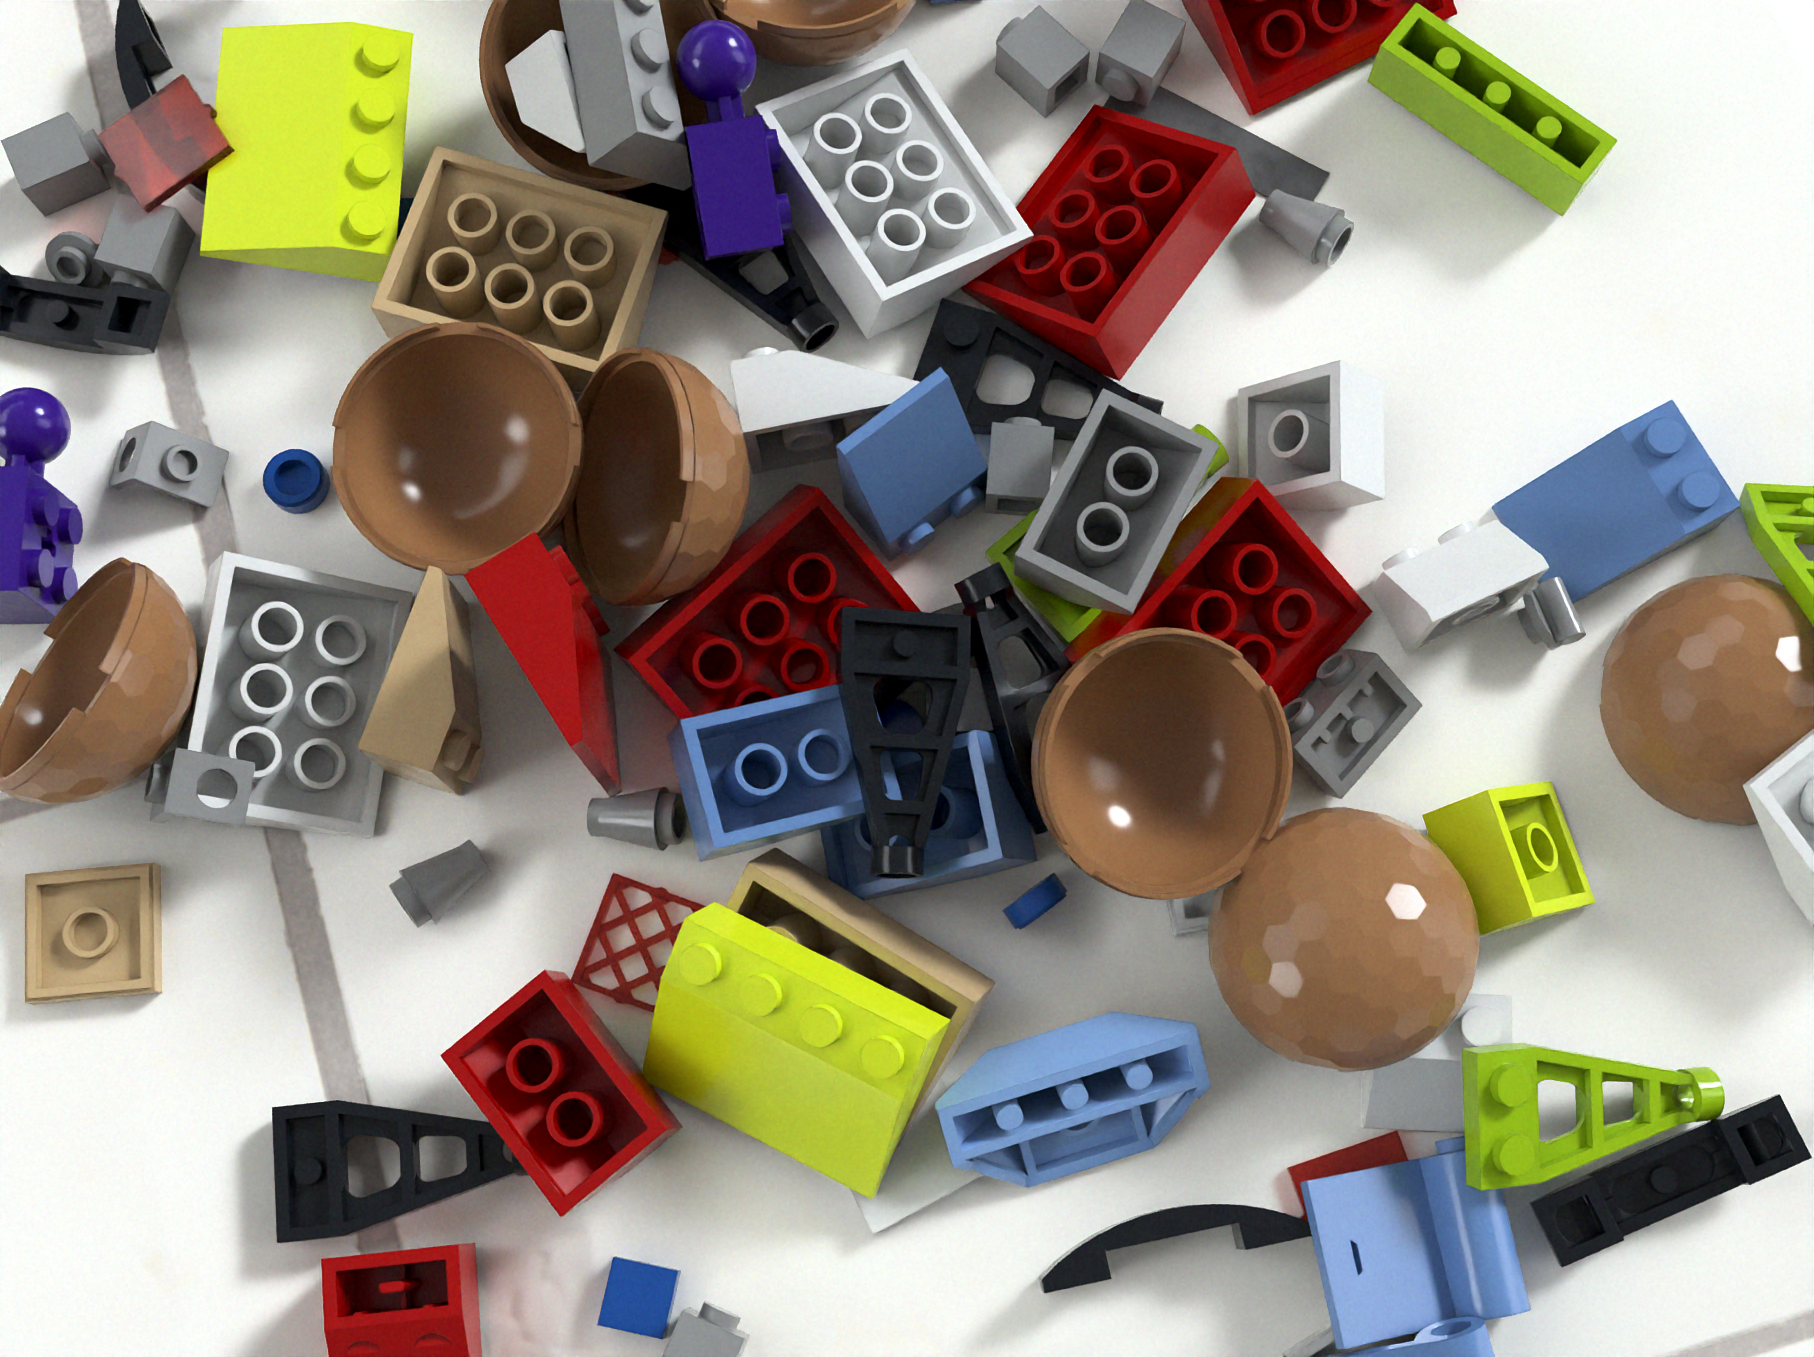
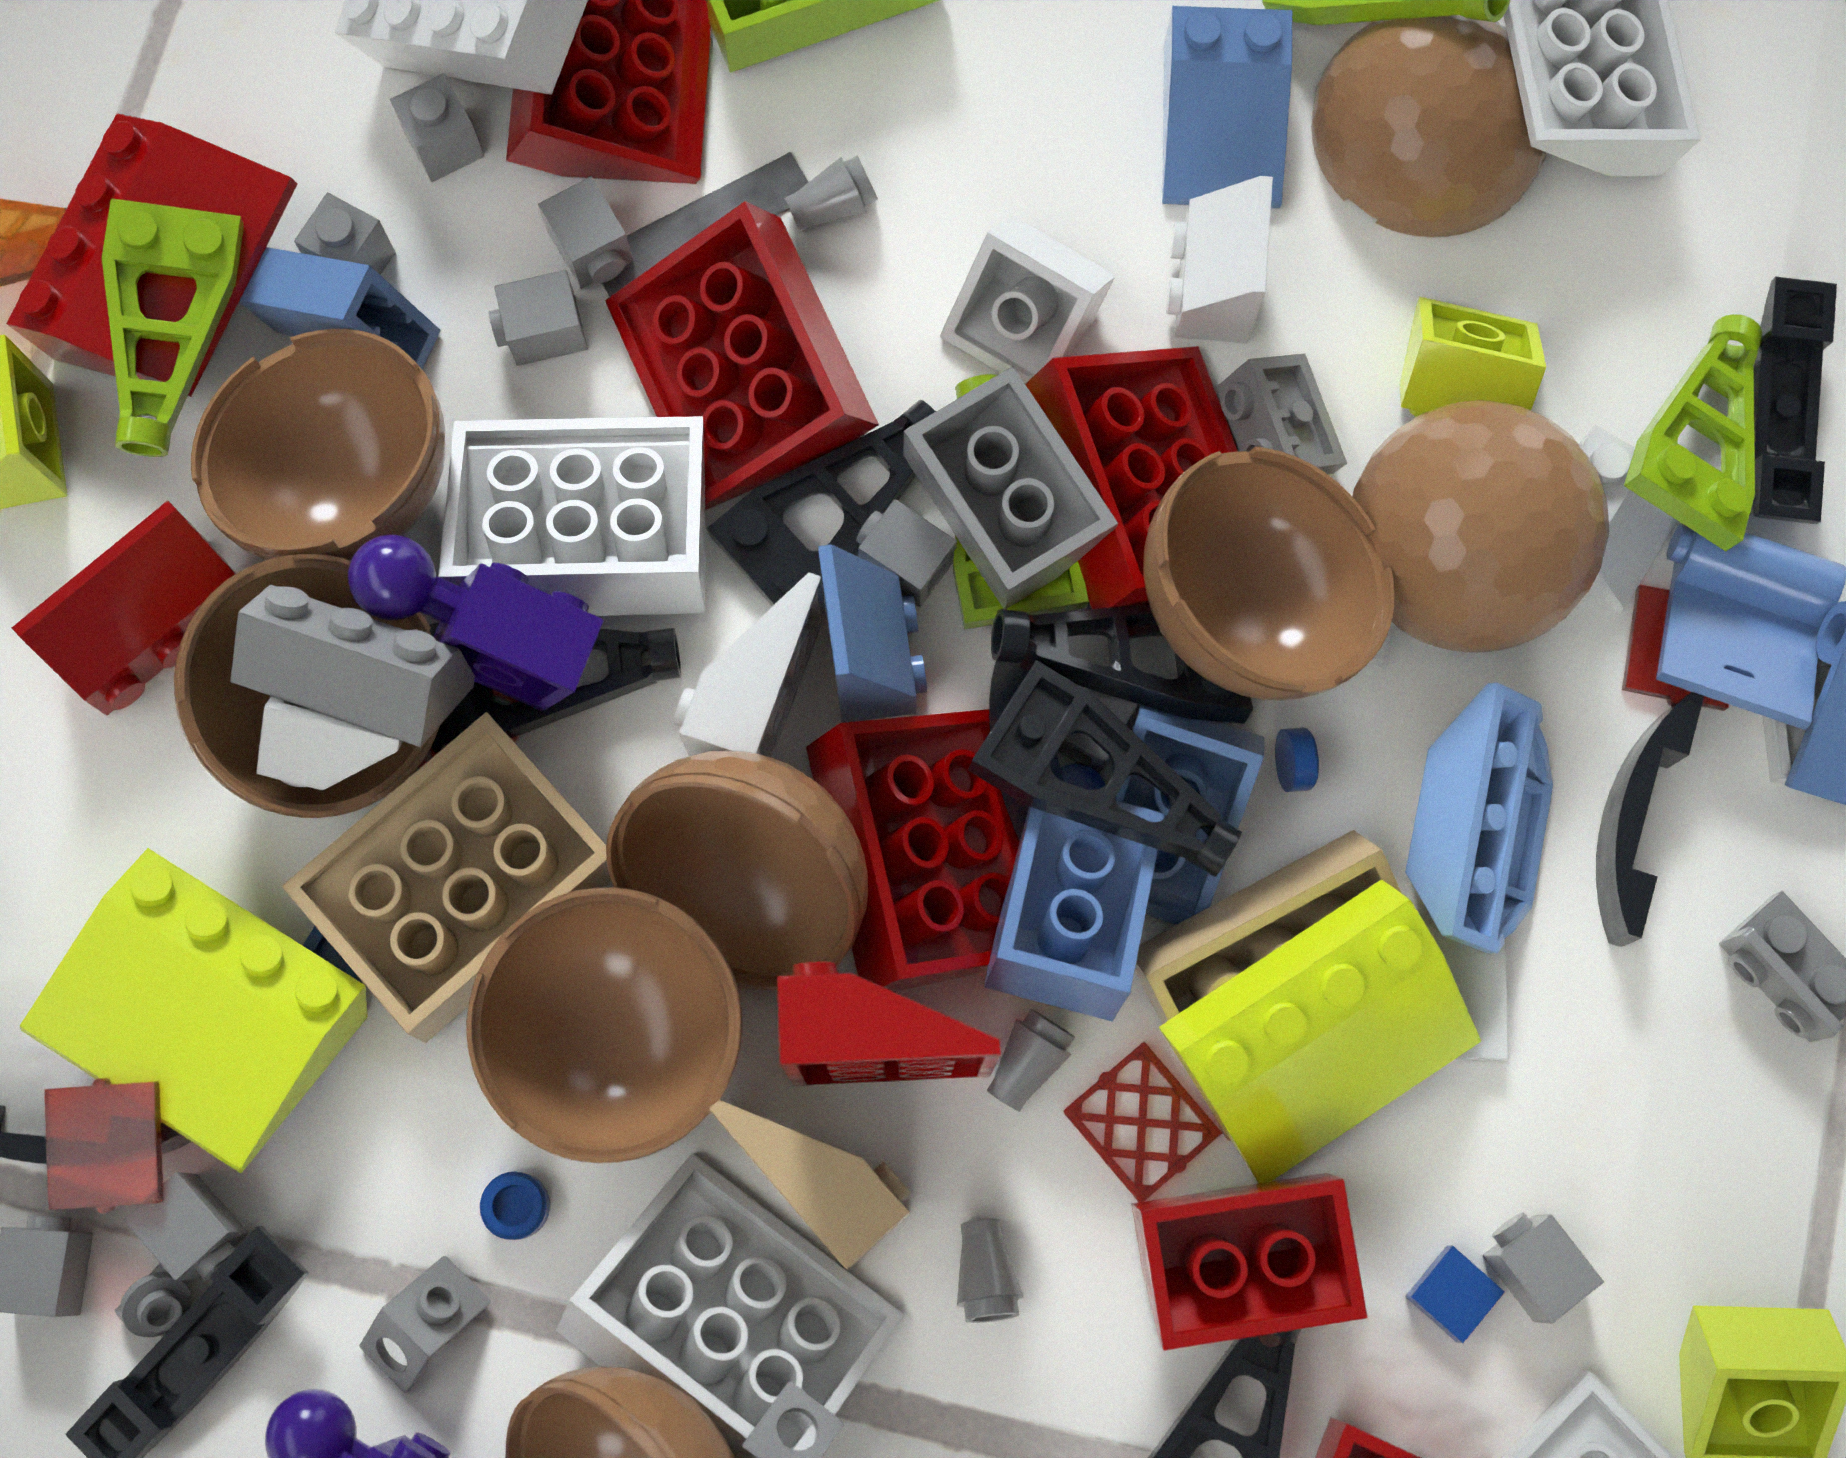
camera: 65 degrees left, 0 degrees up
(1550, 615) = (1293, 211): light grey plate -> none

